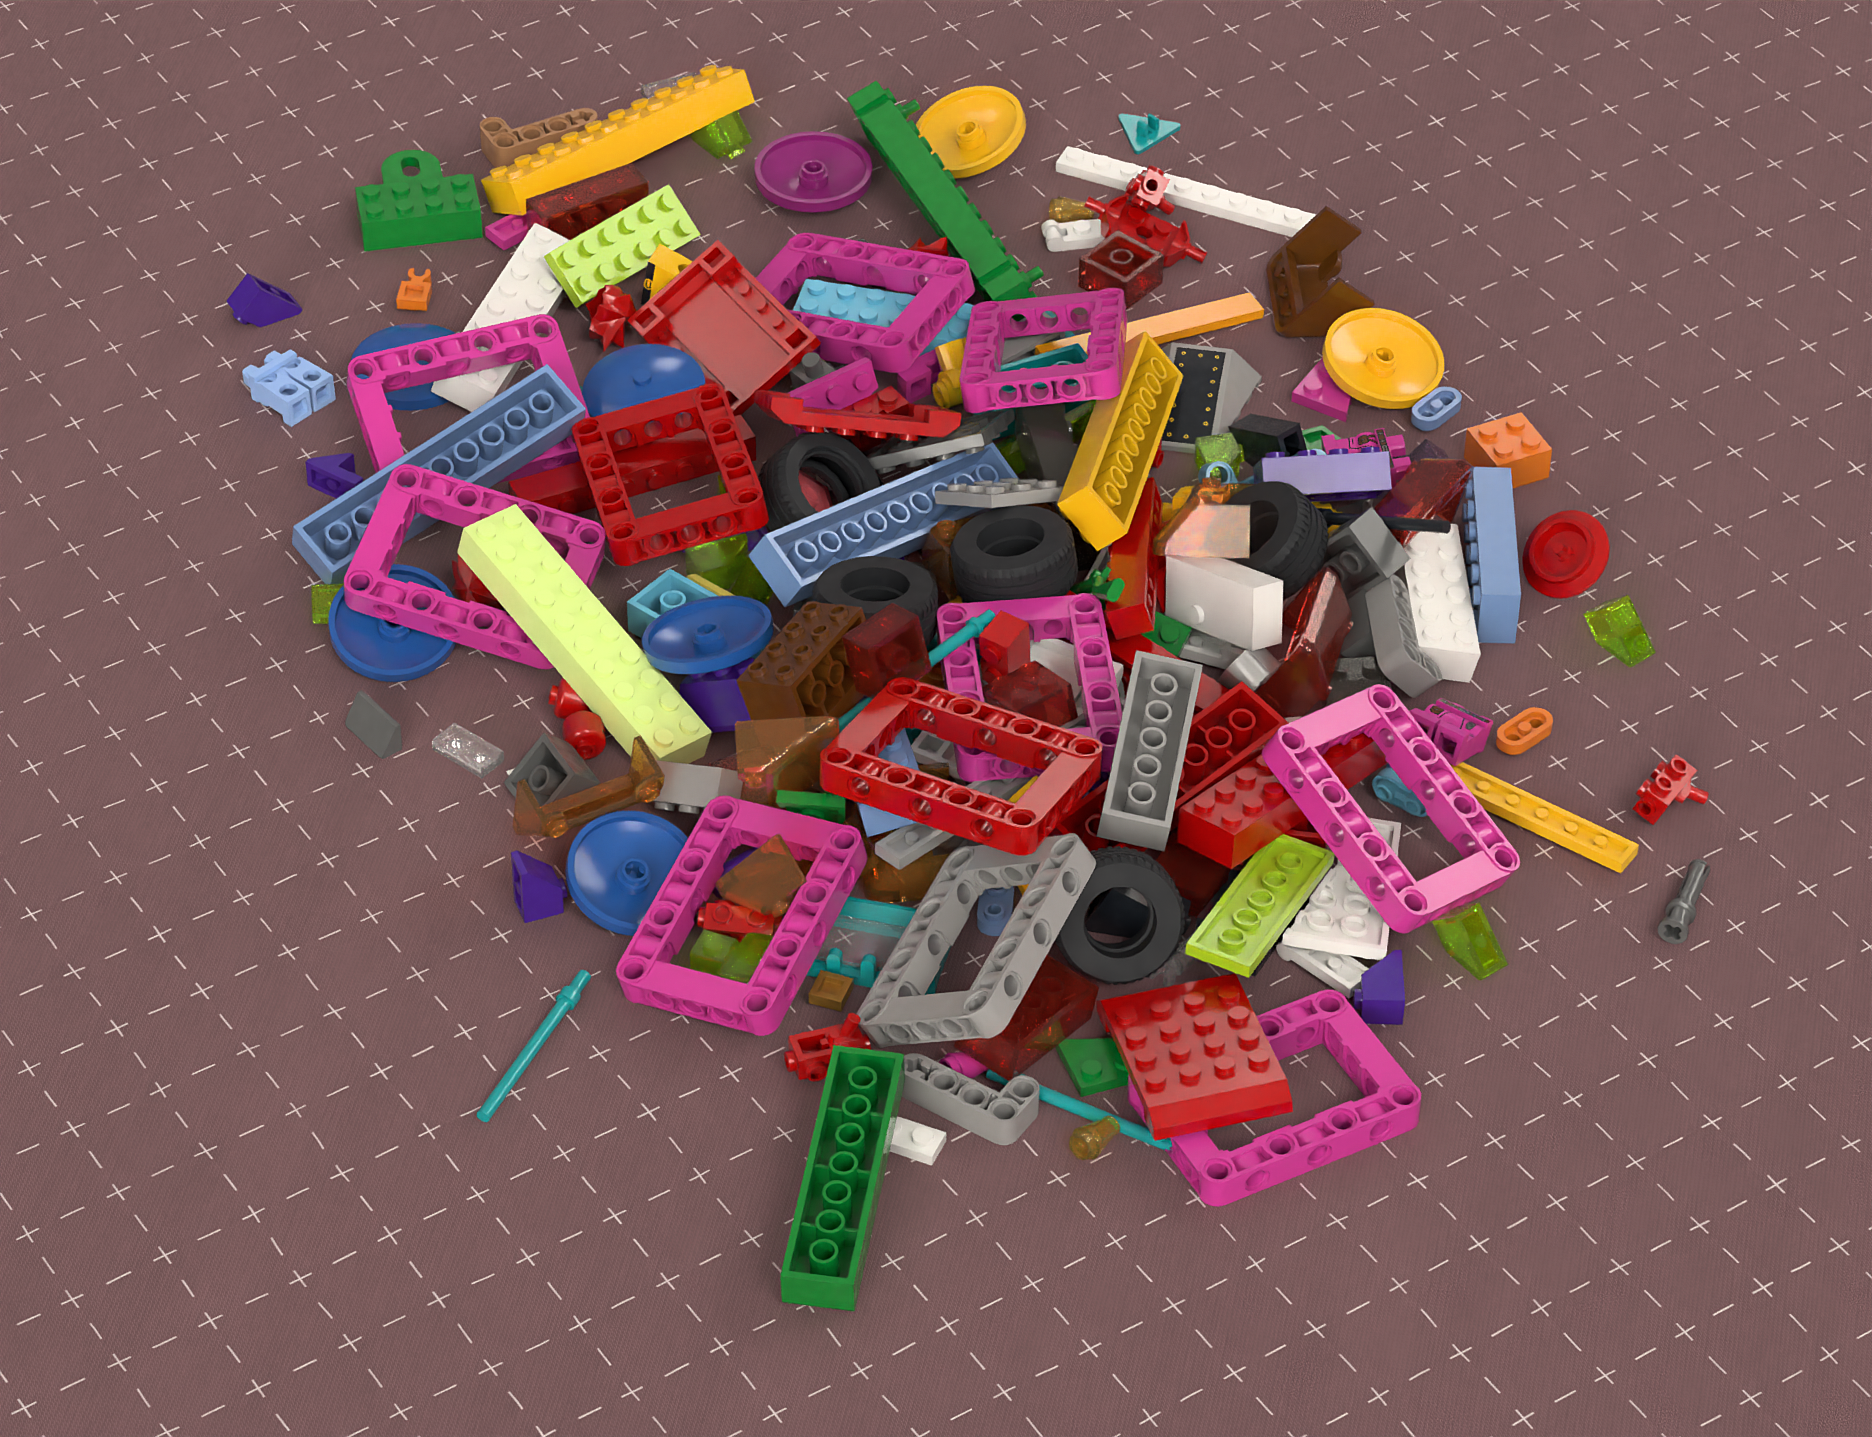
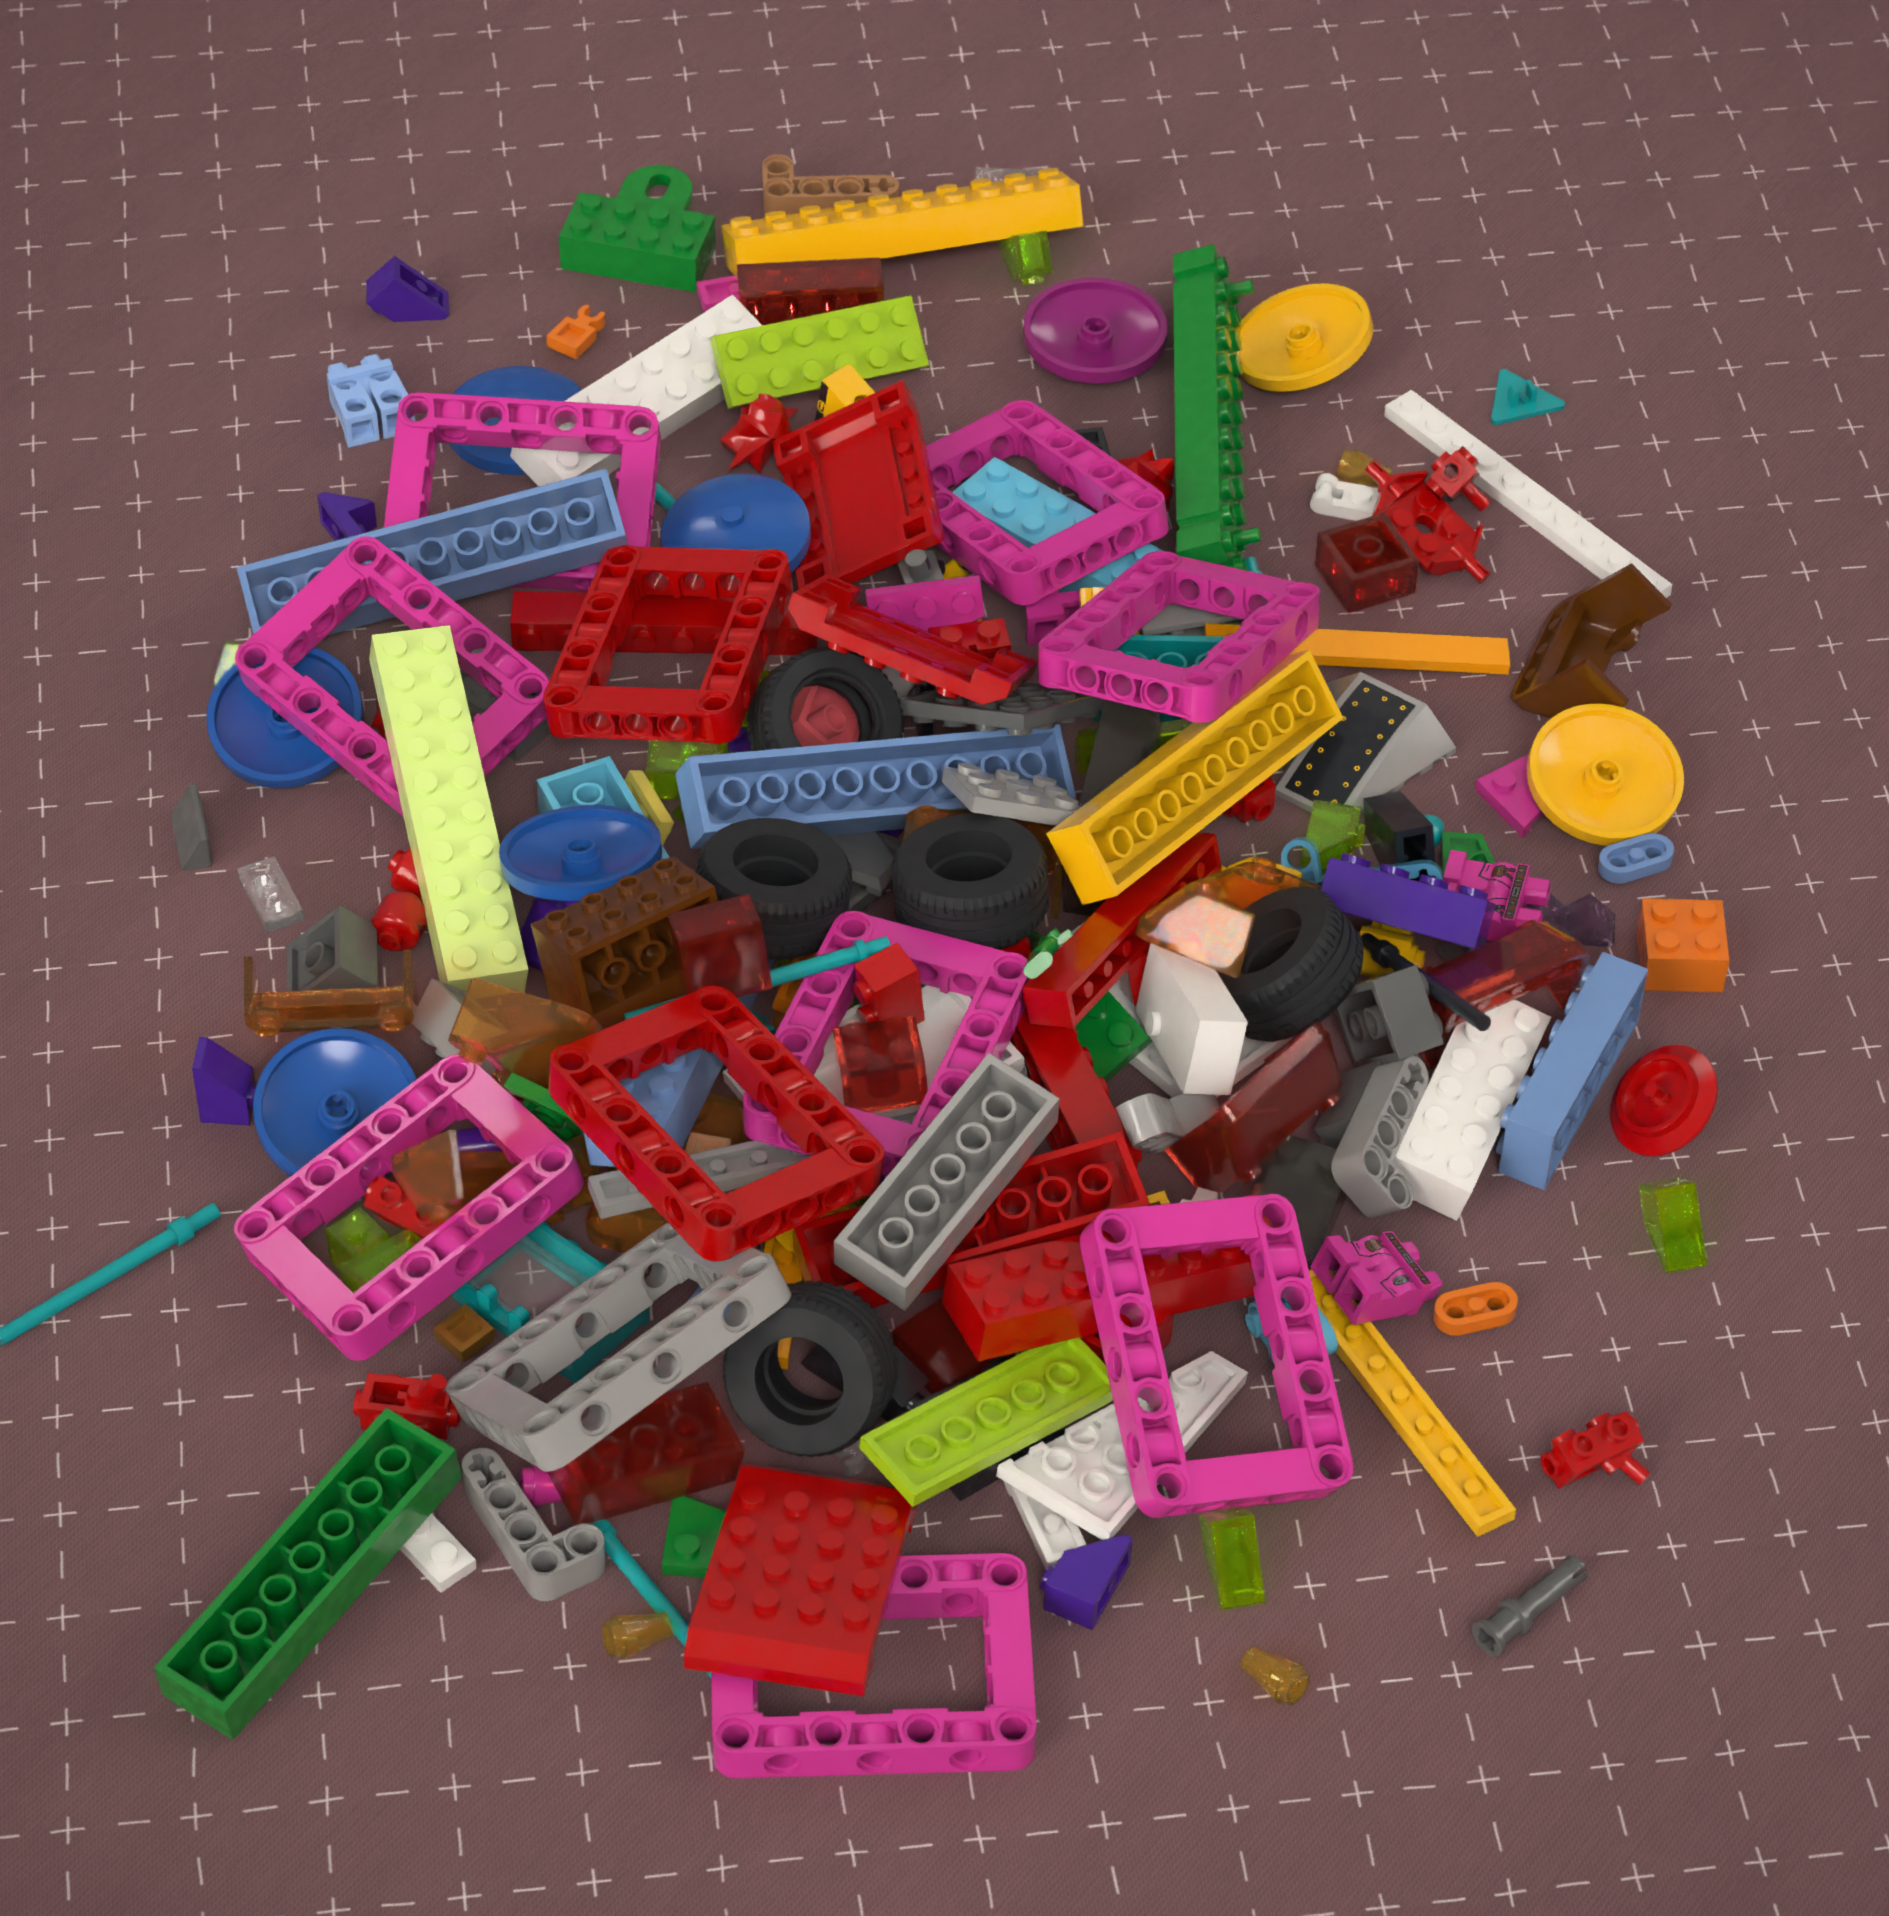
camera: 25 degrees right, 5 degrees up
(1550, 1004) = (1277, 1675): none -> clear yellow cone

